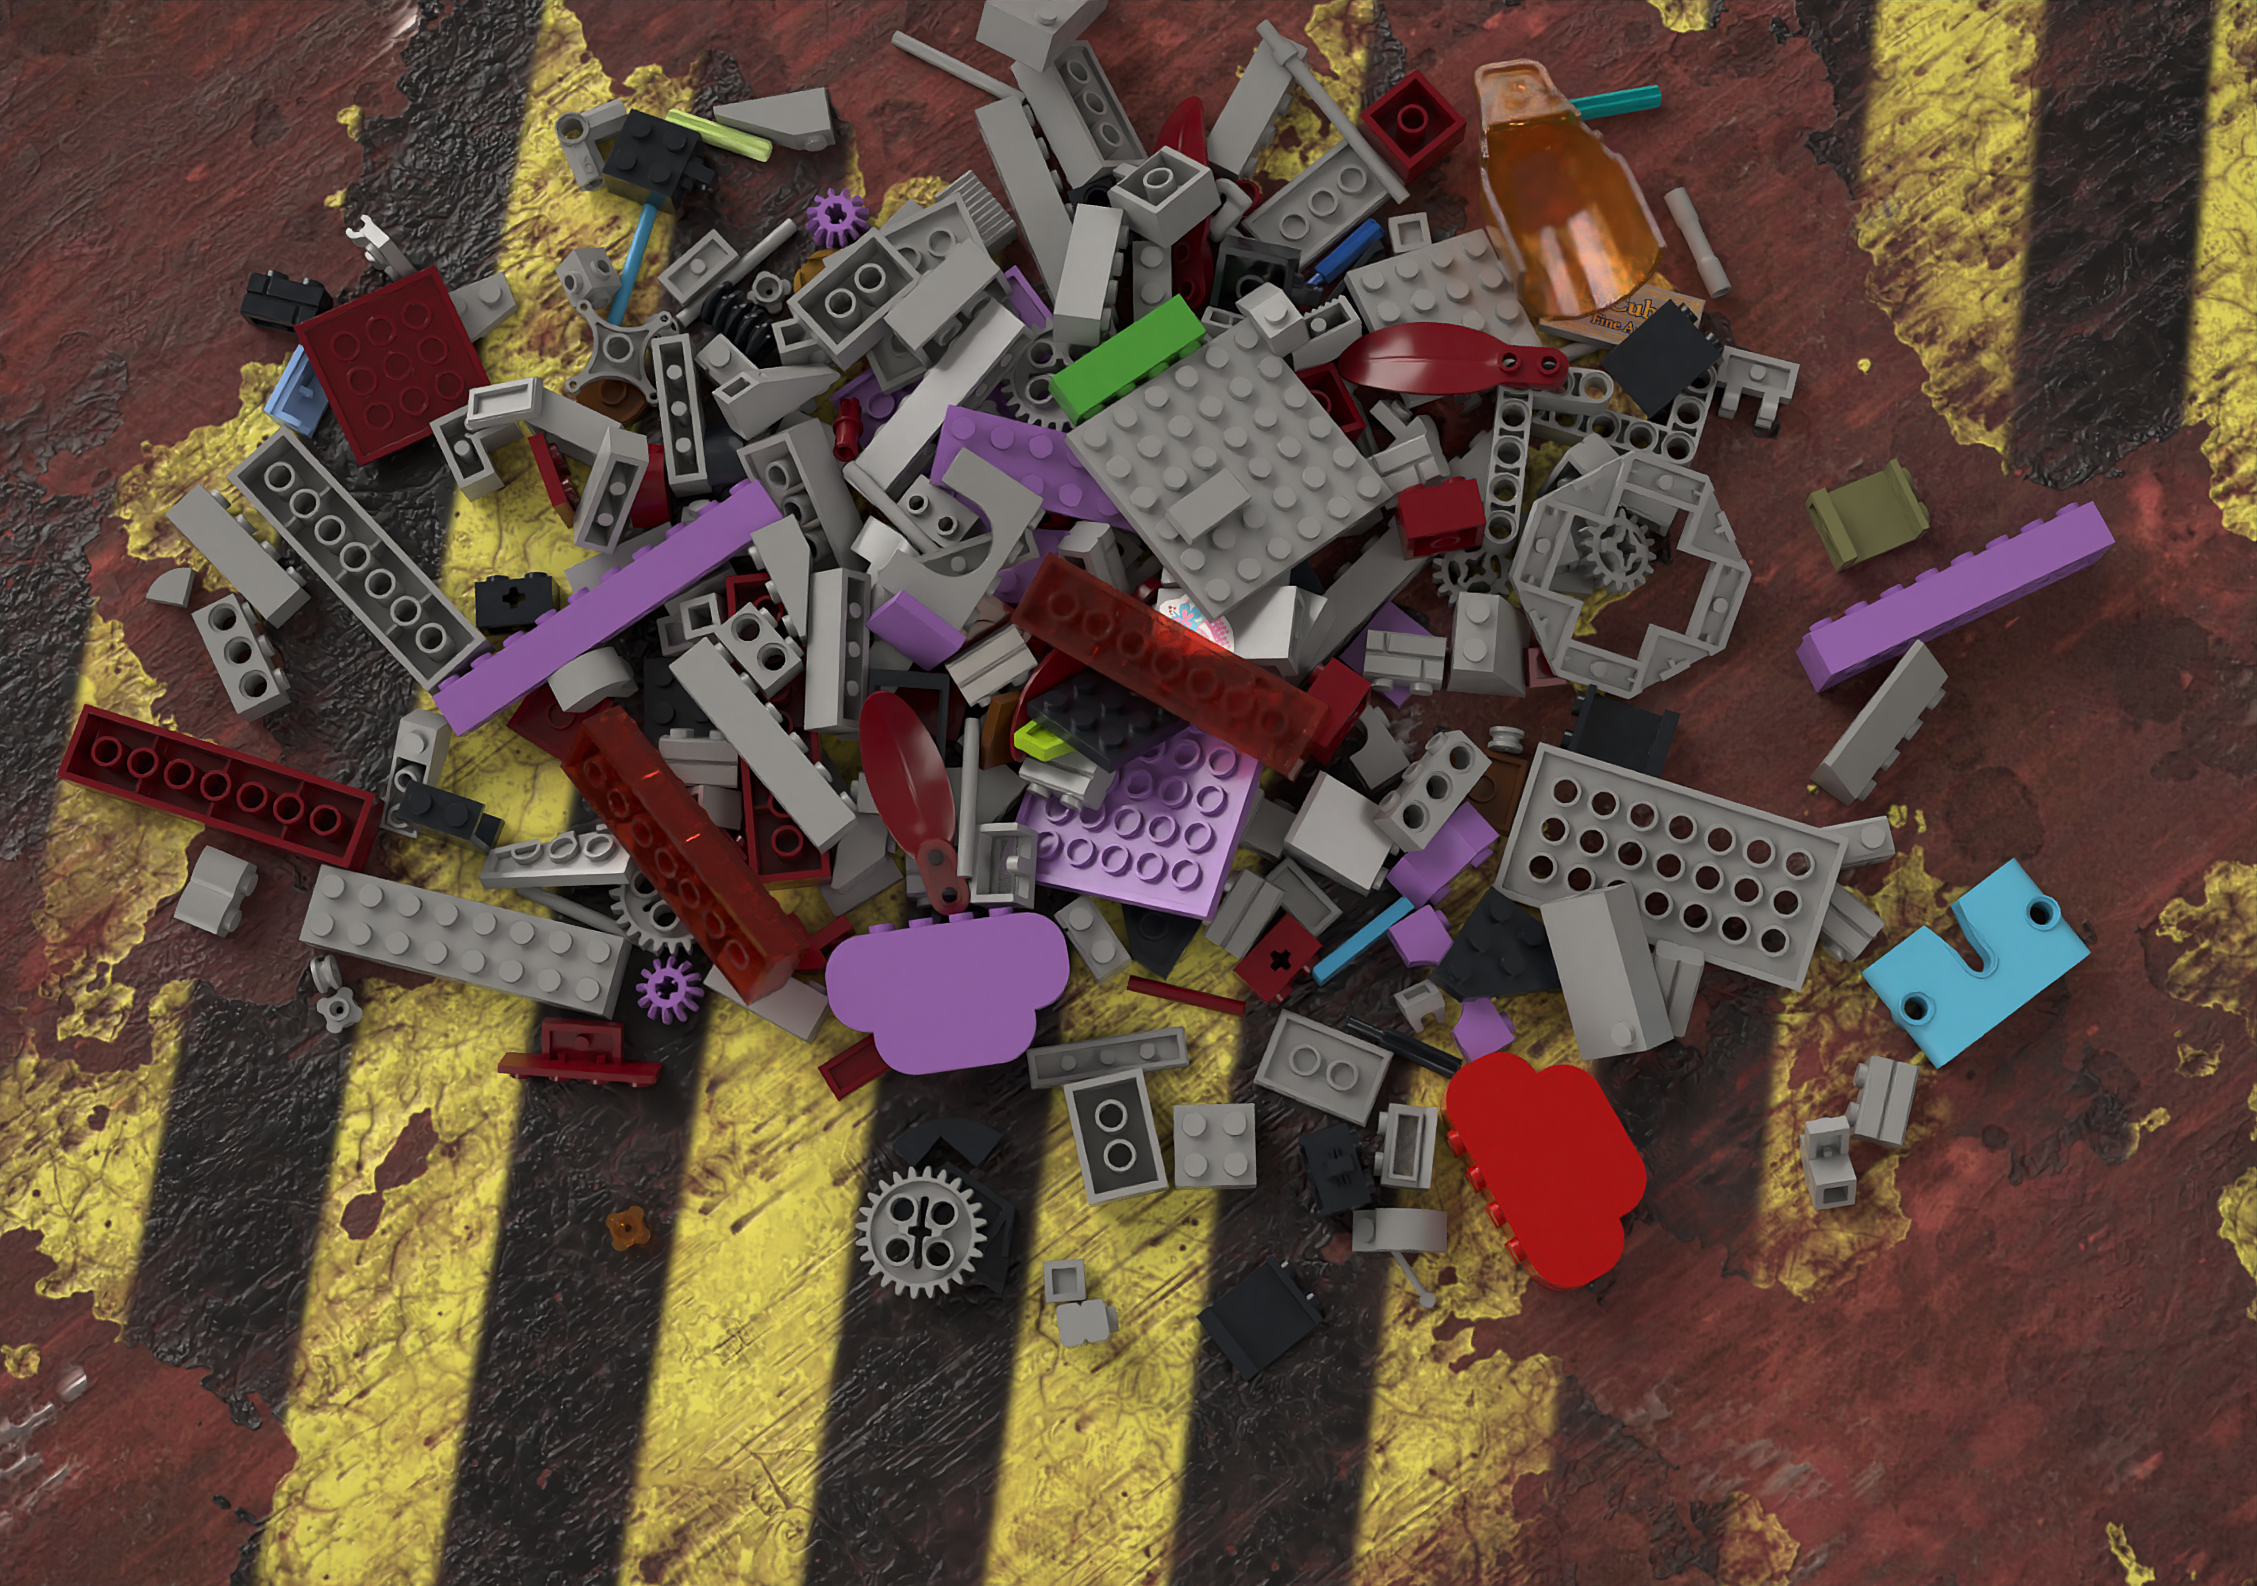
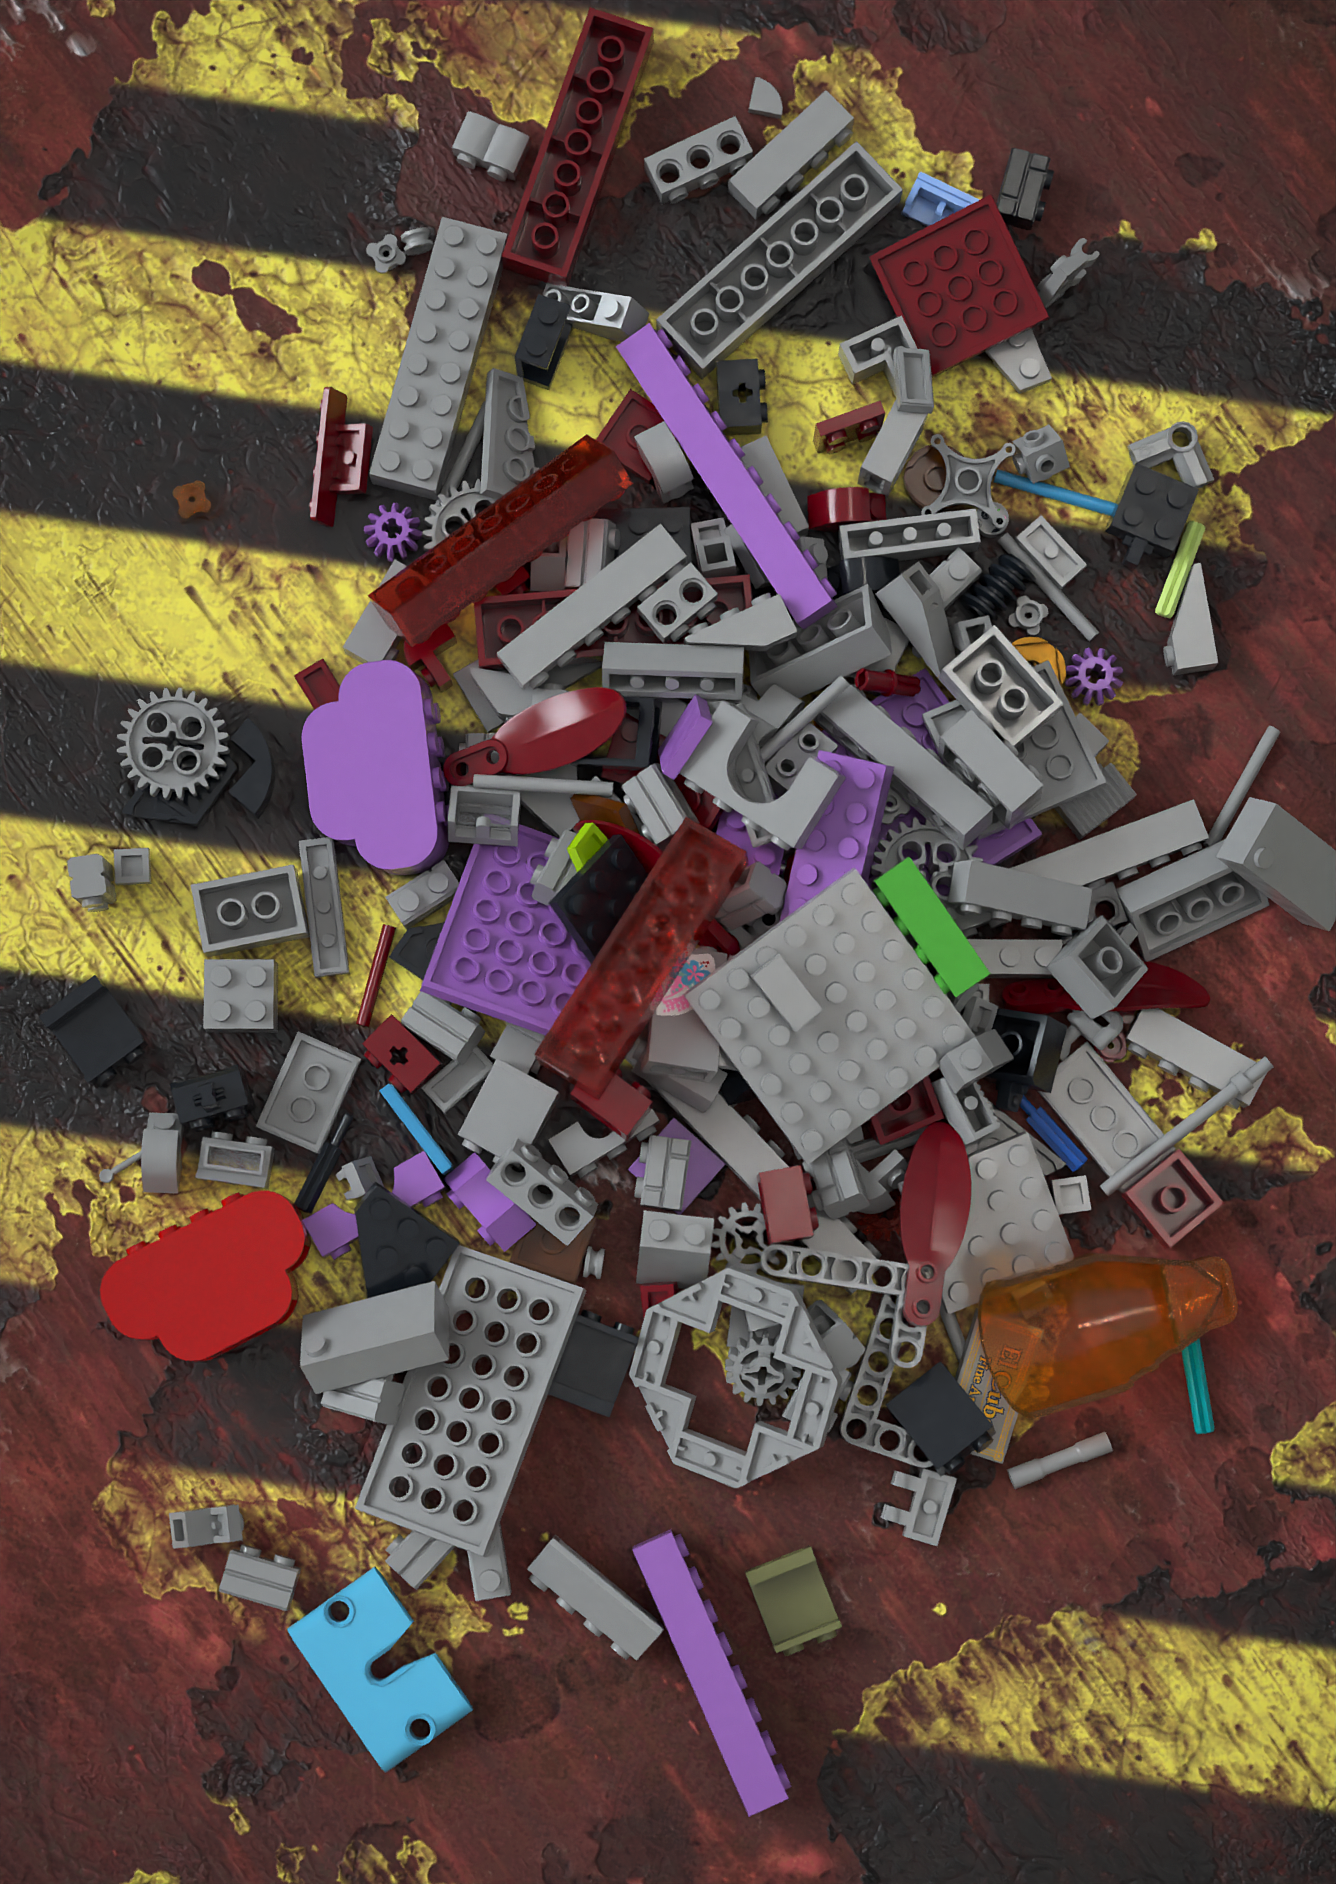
camera: 80 degrees right, 5 degrees up
(610, 490) = (829, 473): light grey brick -> none

